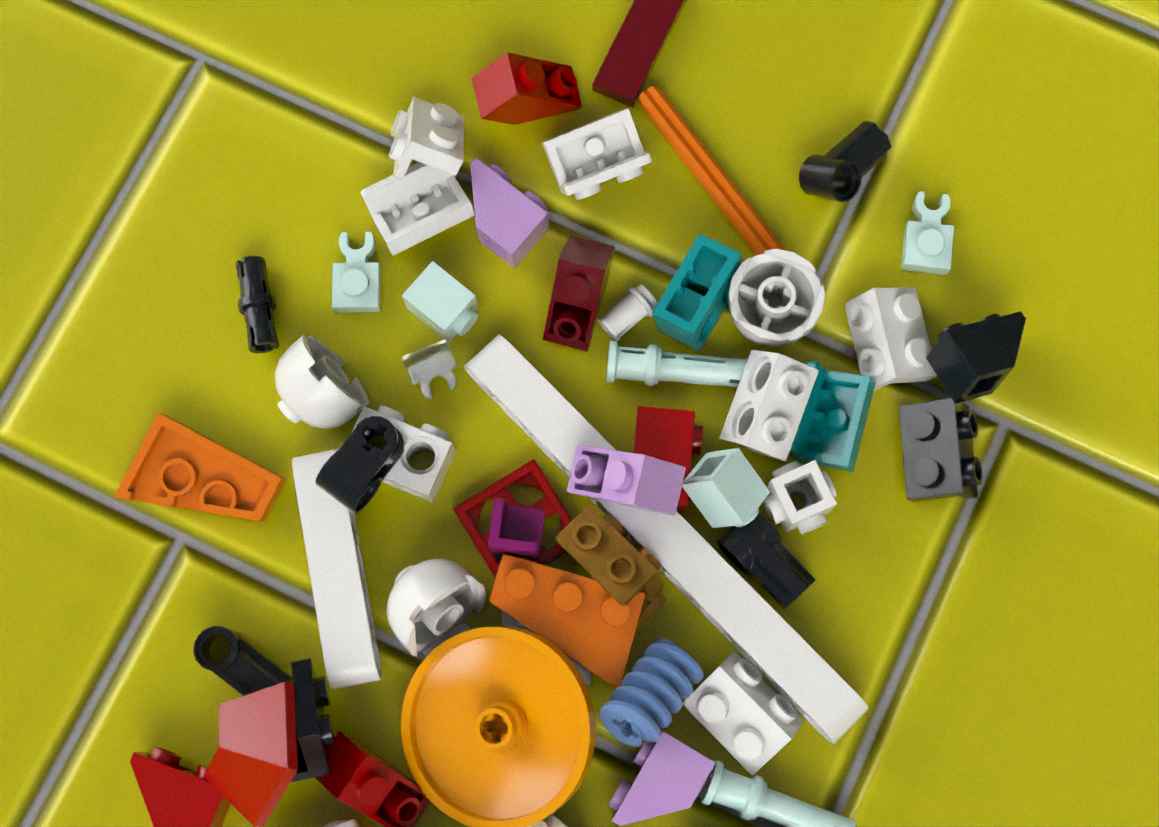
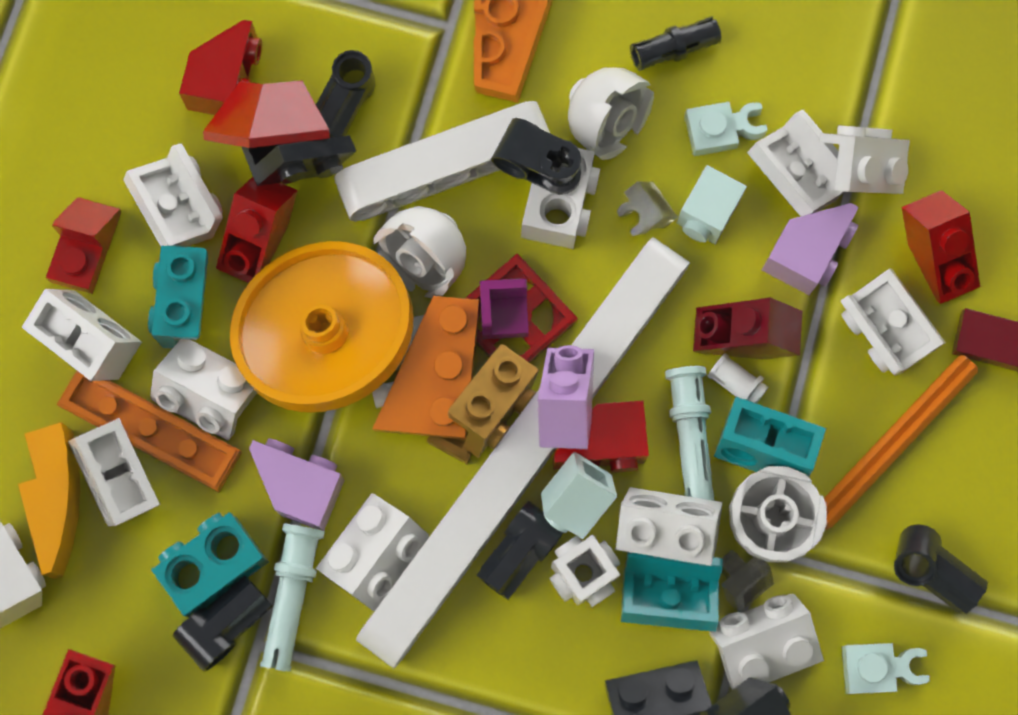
camera: 75 degrees right, 0 degrees up
(650, 693) = (375, 456): medium blue piece -> none
(828, 345) = (744, 580): none -> clear smoke tile

